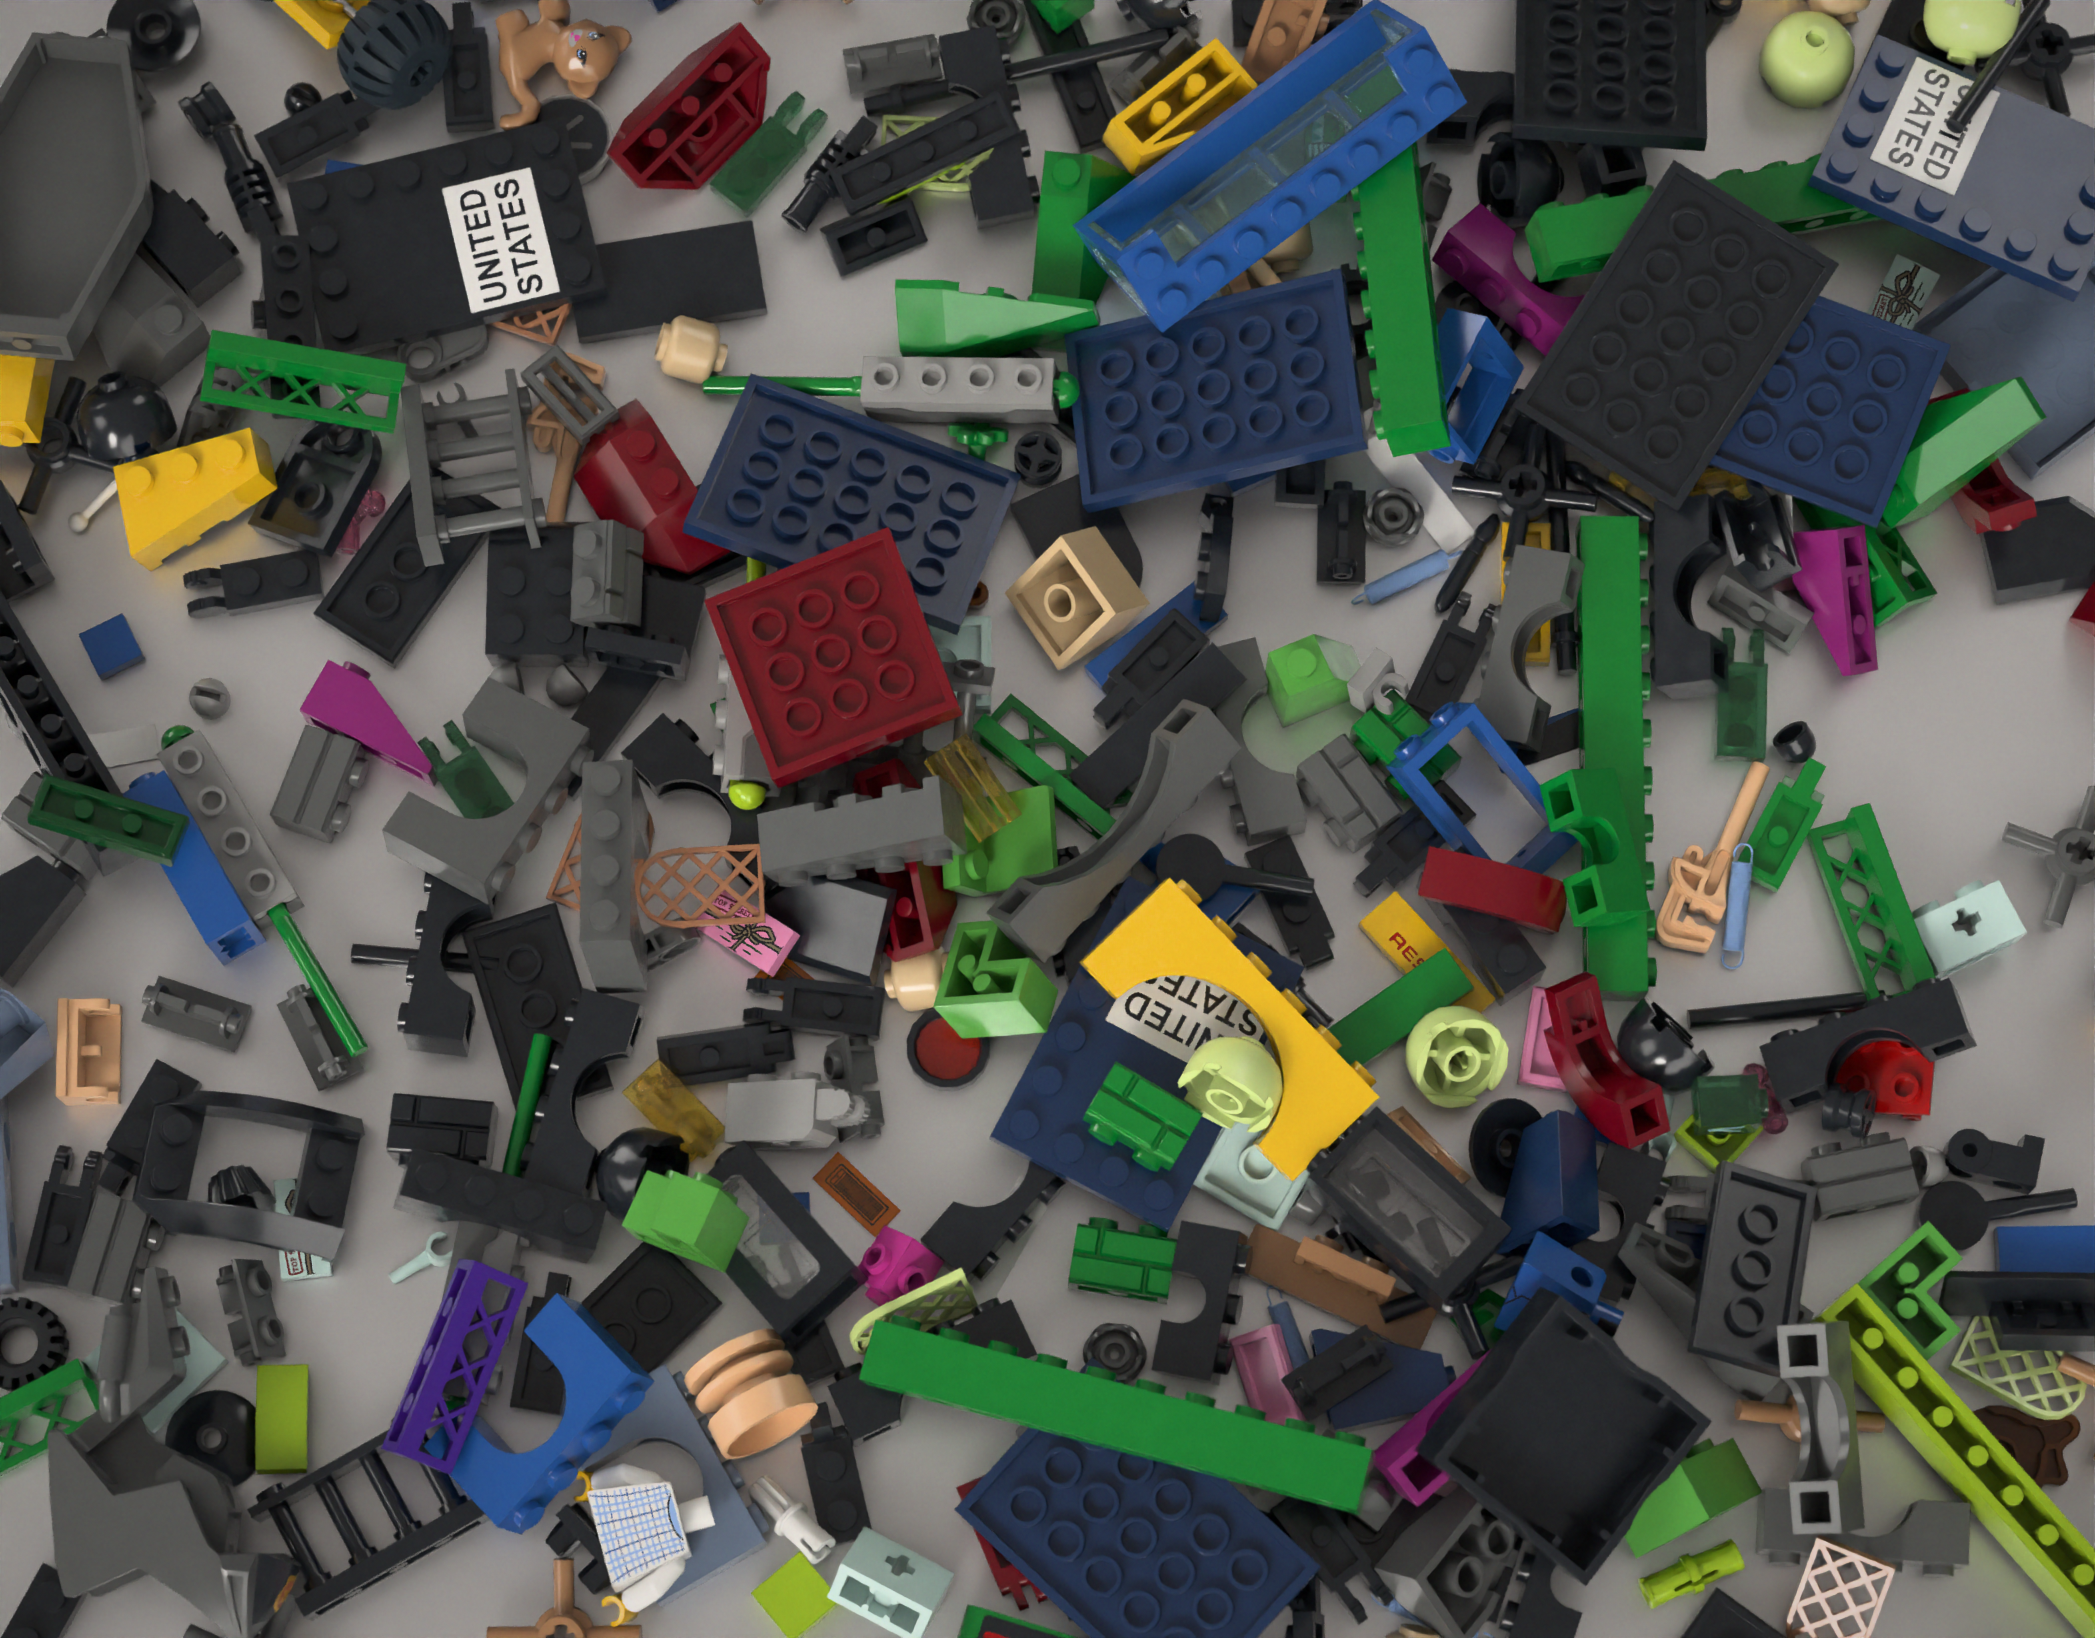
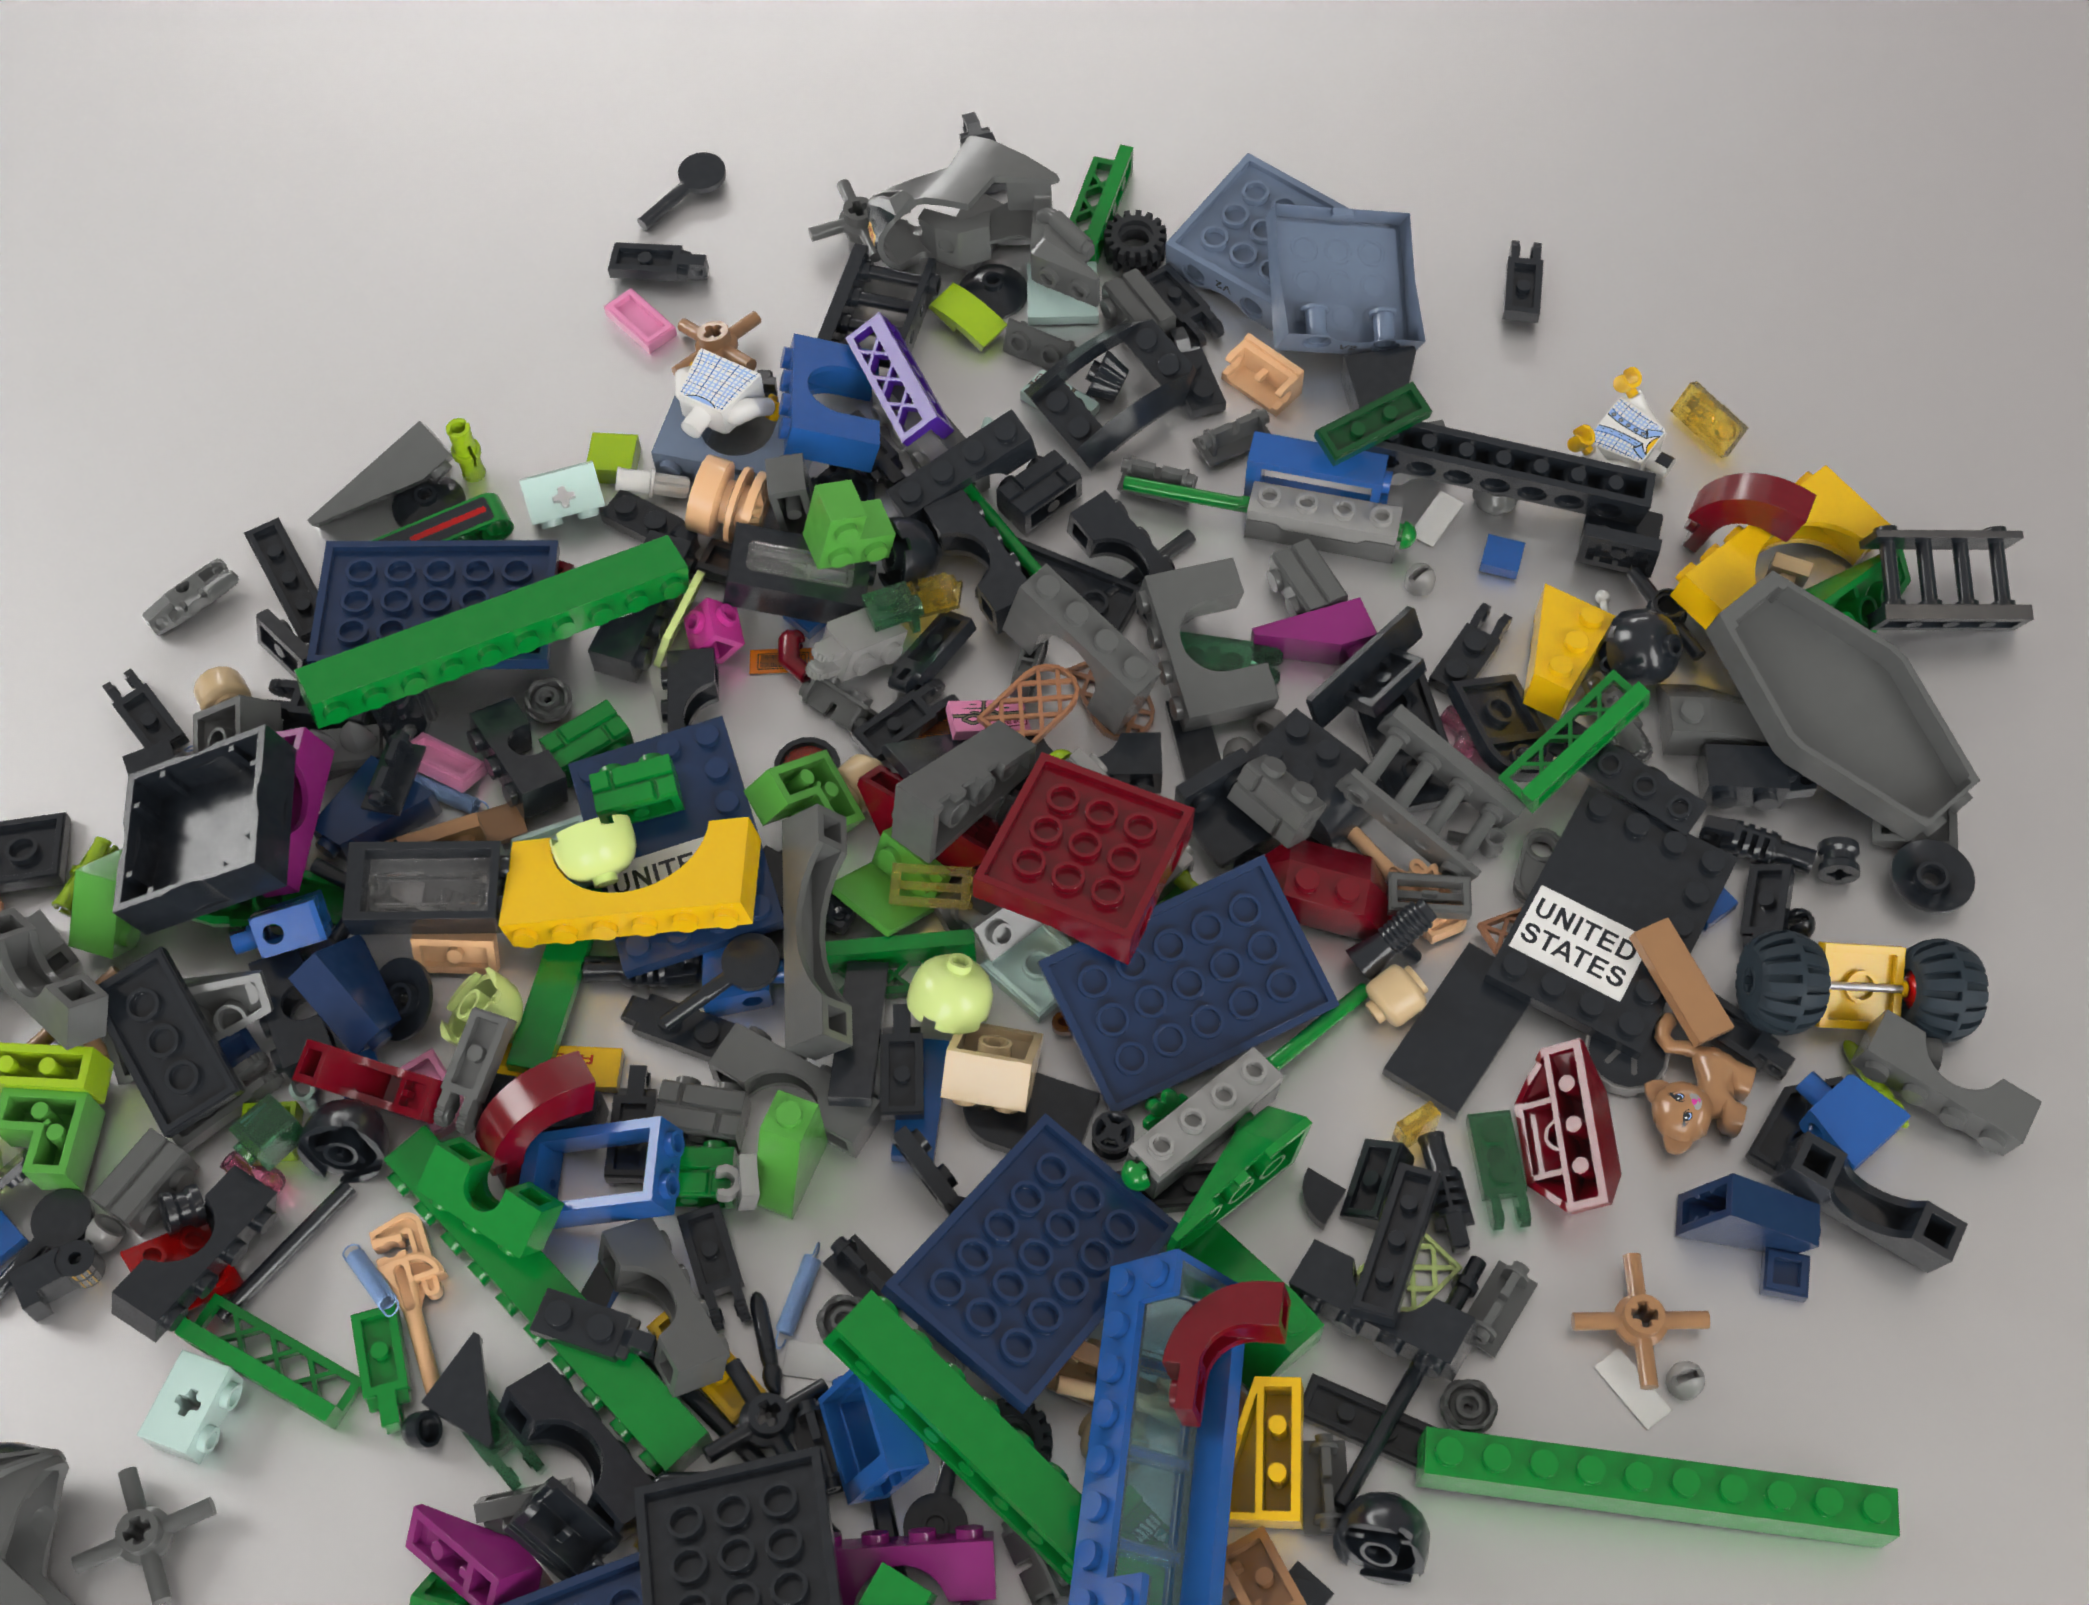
camera: 135 degrees right, 15 degrees down
(375, 621) = (1373, 674): none -> black bracket
(469, 127) = (1681, 982): none -> medium nougat tile
(642, 387) = (1394, 937): none -> black piece
(689, 1329) = (789, 491): none -> dark grey brick
(723, 1107) = (893, 607): none -> clear green bracket
(797, 238) = (1416, 1124): none -> clear yellow tile
(850, 1183) = (788, 654): none -> dark red arm
(929, 259) = (1320, 1197): none -> black tile
(1054, 681) = (951, 993): none -> yellowish green cylinder
(1135, 204) = (1210, 1328): none -> dark red arch
(1508, 977) = (473, 1069): none -> dark grey hinge
(1601, 674) = (591, 1328): none -> black hinge
(1744, 726) = (463, 1394): none -> black tile

